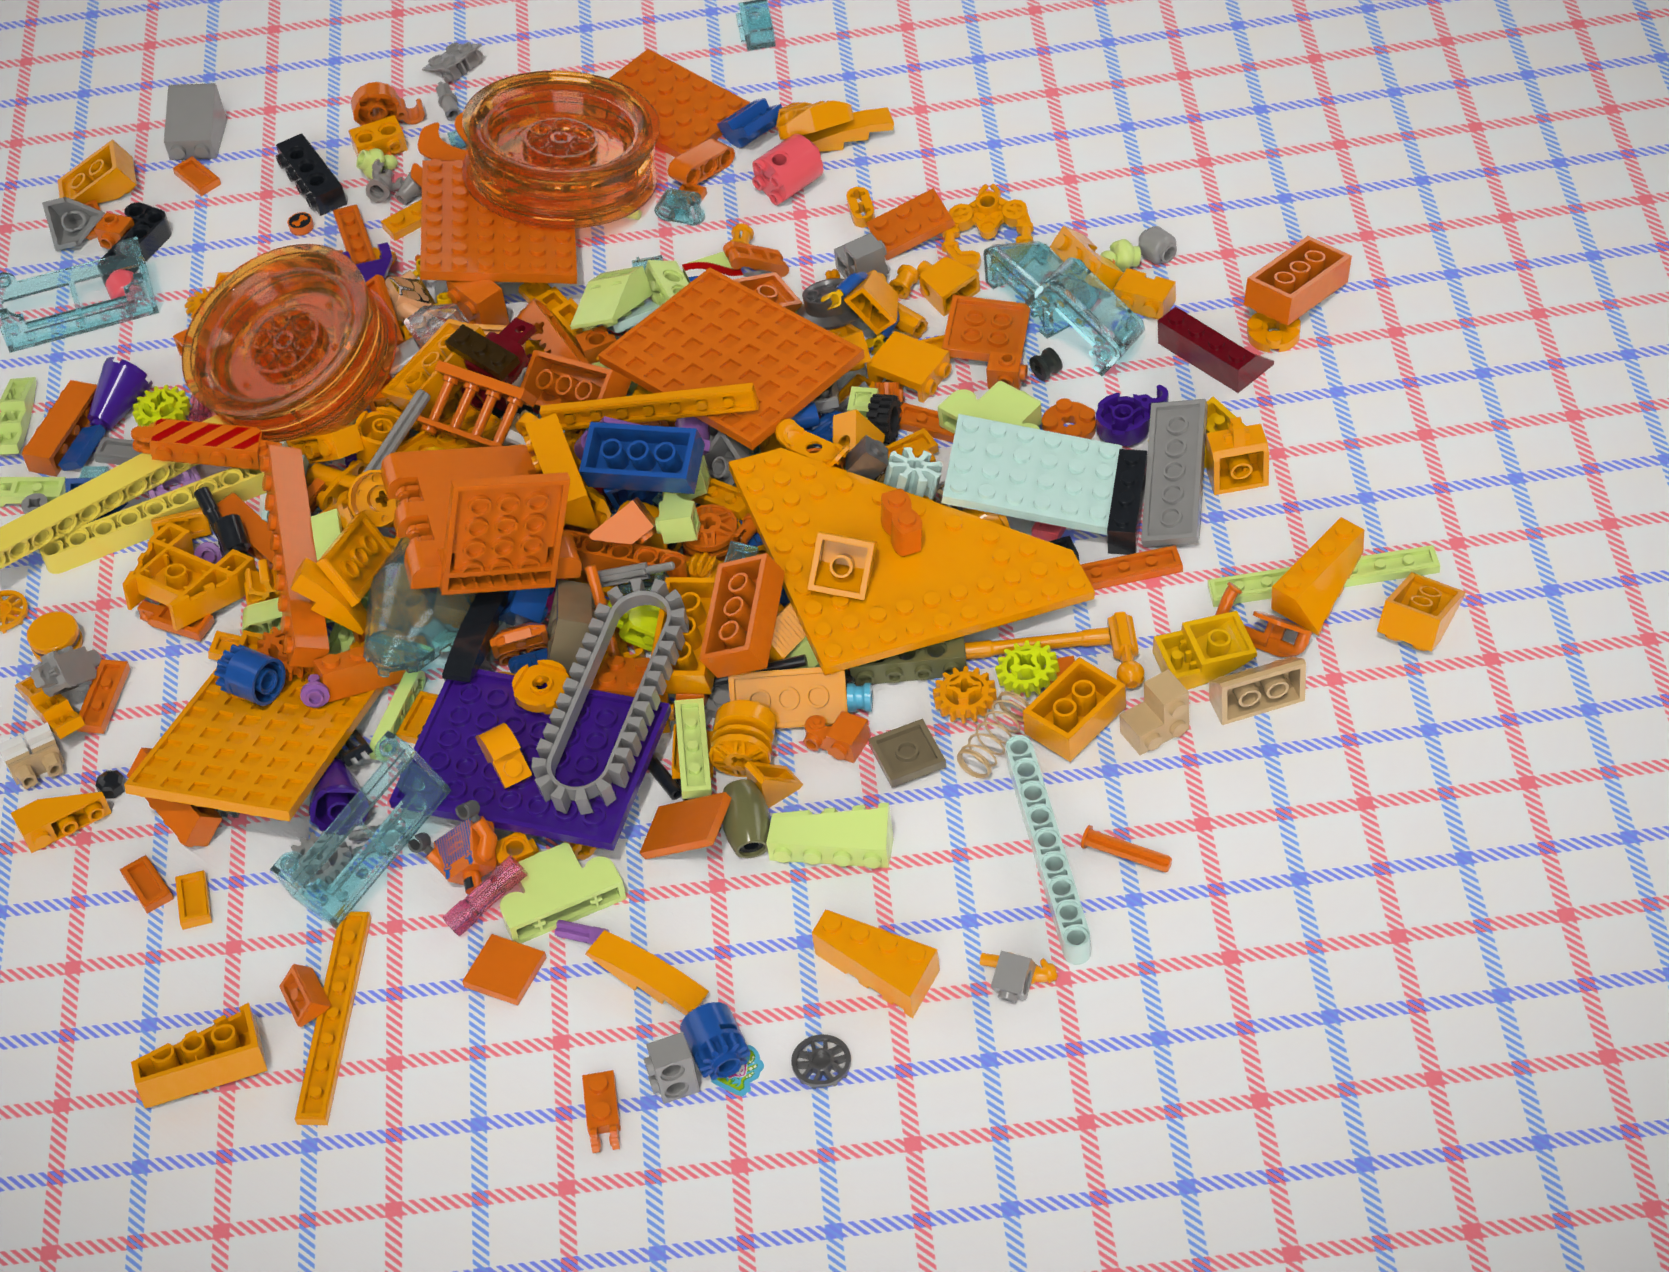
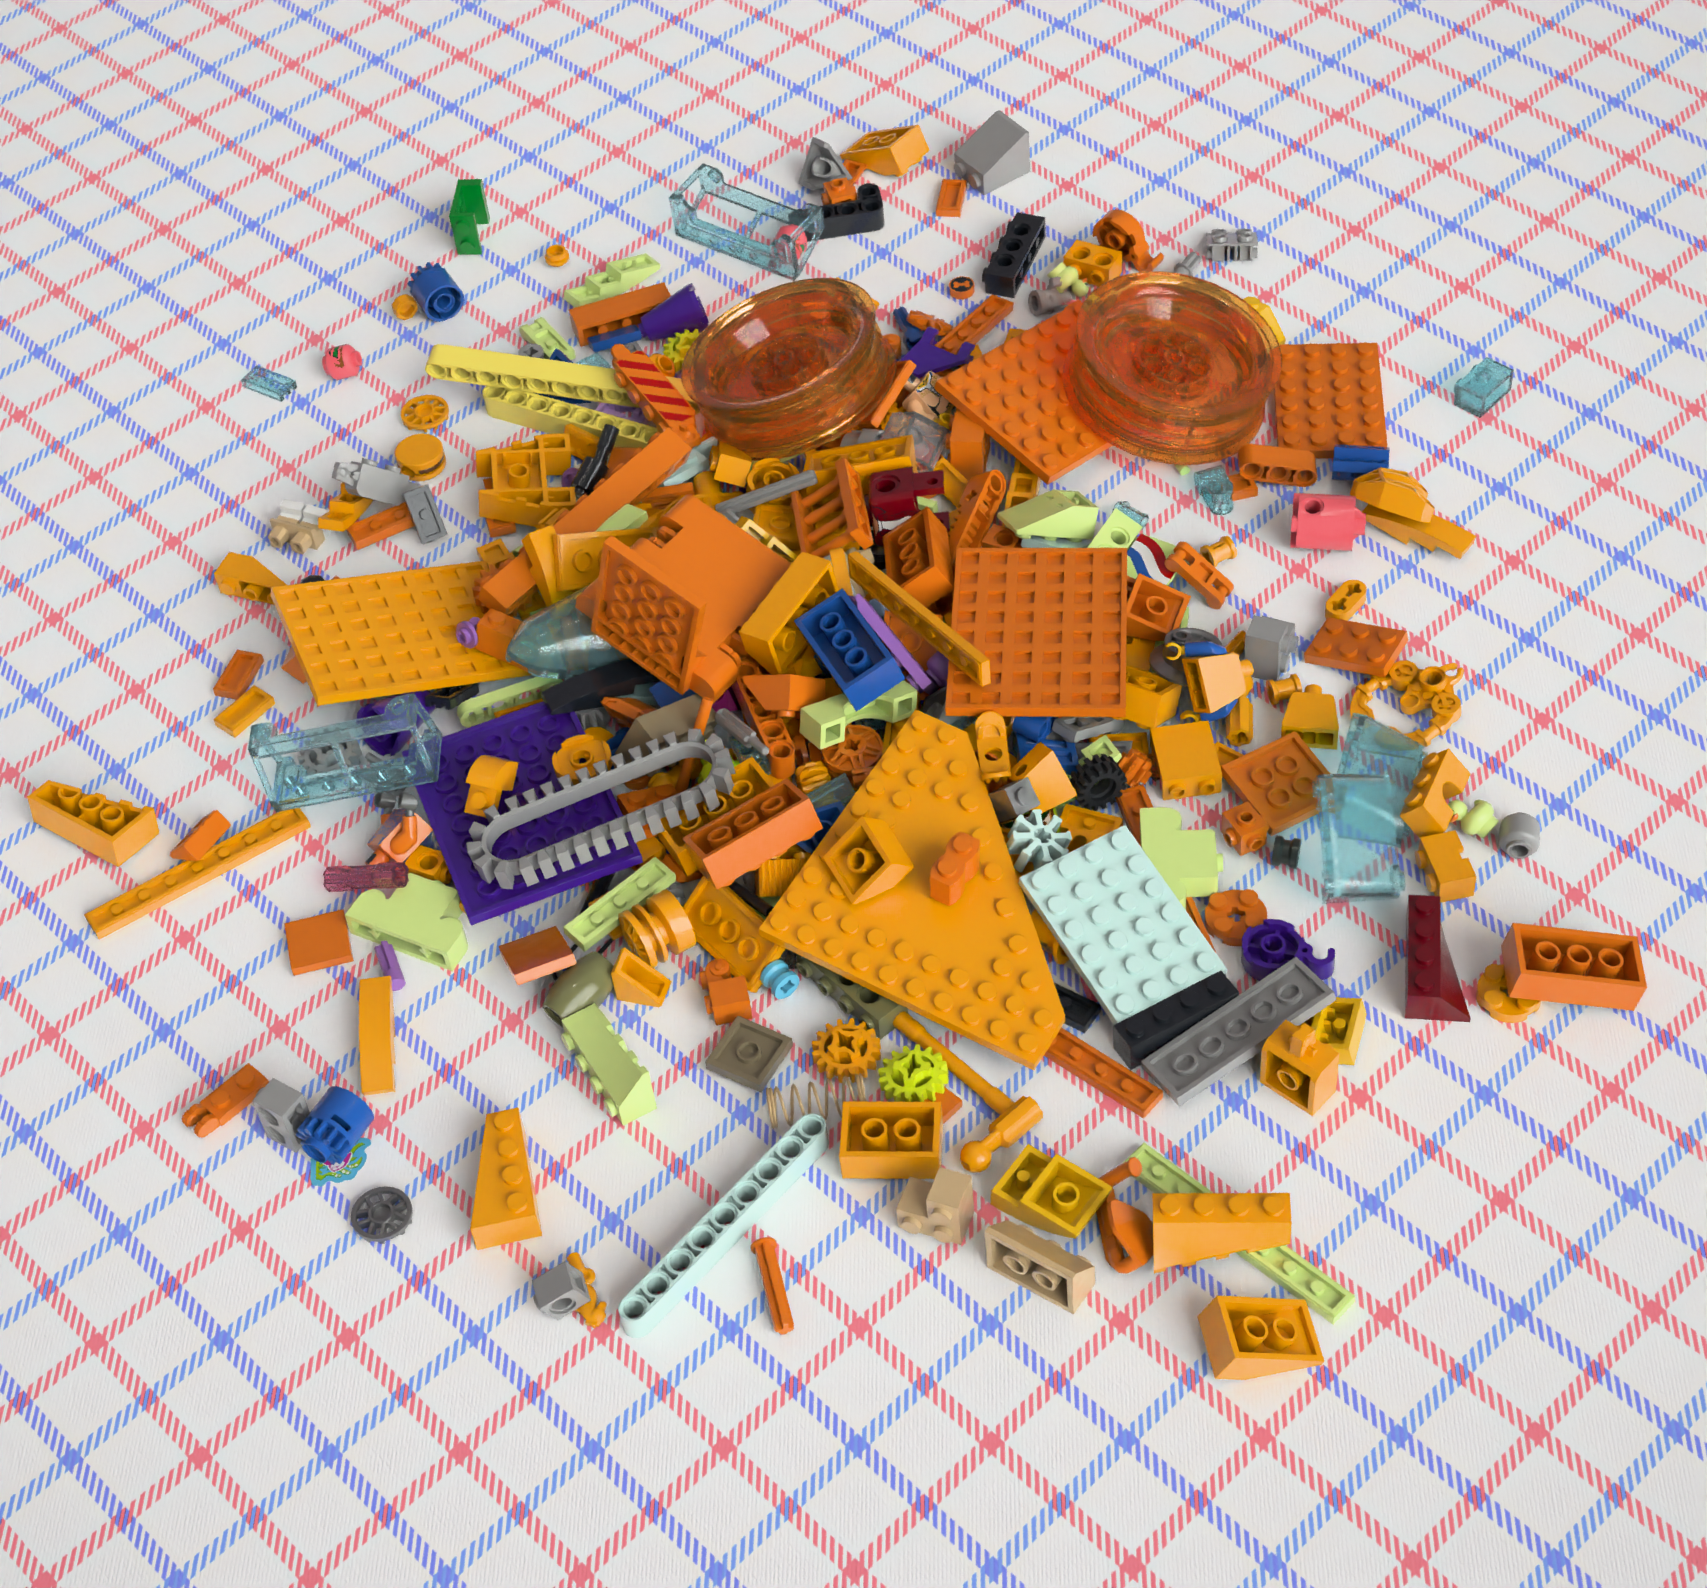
camera: 50 degrees right, 0 degrees up
(132, 662) = (424, 514): none -> hinge
(250, 675) = (449, 584): blue gear -> none
(482, 352) = (880, 476): dark brown plate -> none

